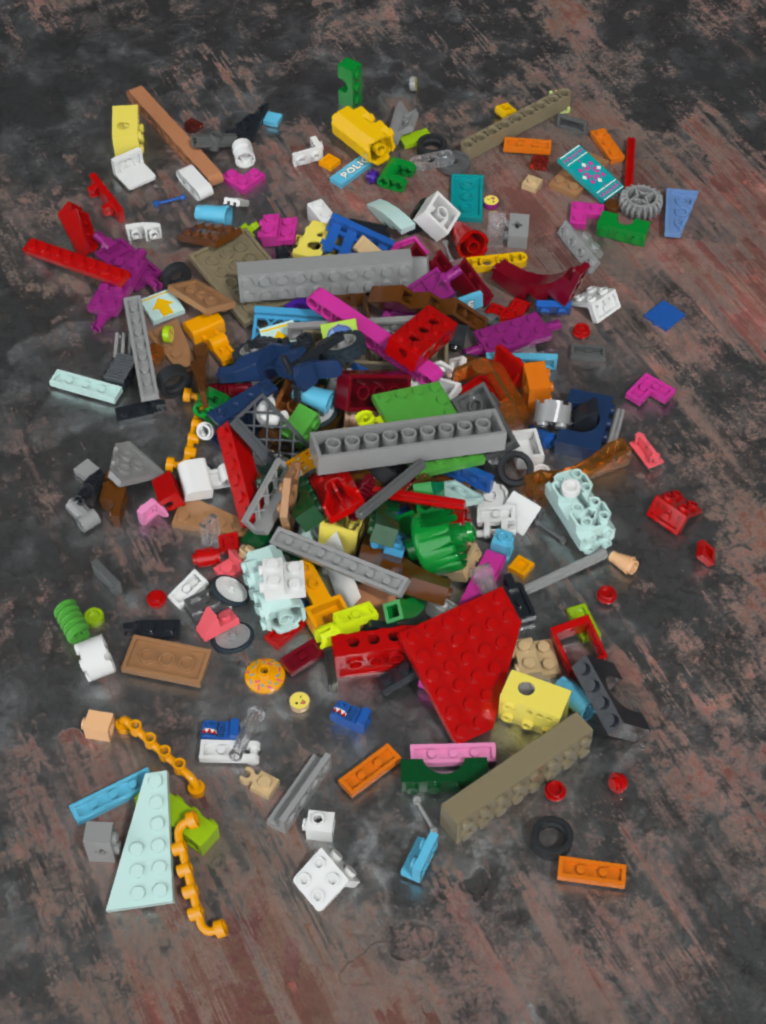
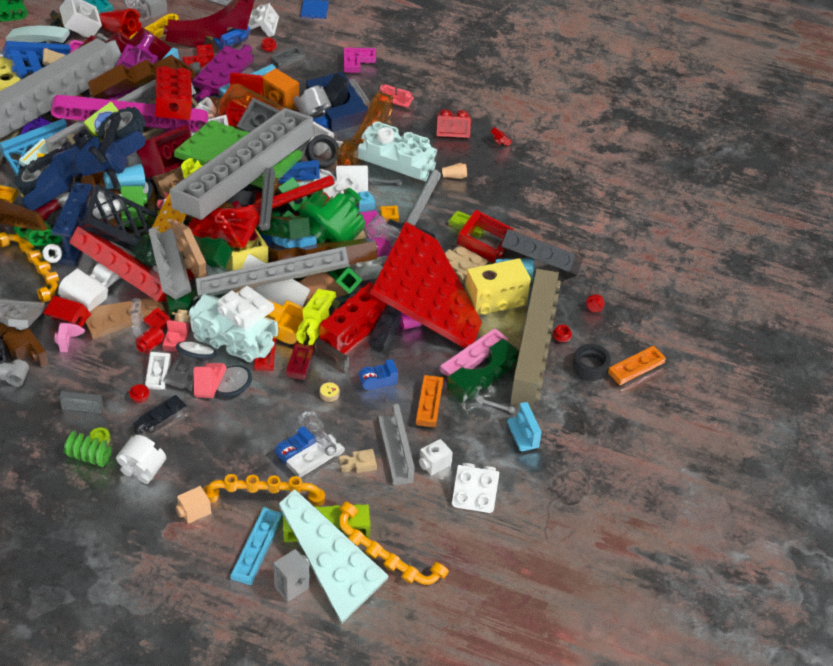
camera: 45 degrees left, 5 degrees down
(166, 661) = (197, 428): medium nougat plate -> none
(266, 682) = (282, 392): light orange dish -> none
(606, 595) = (465, 197): red plate -> none

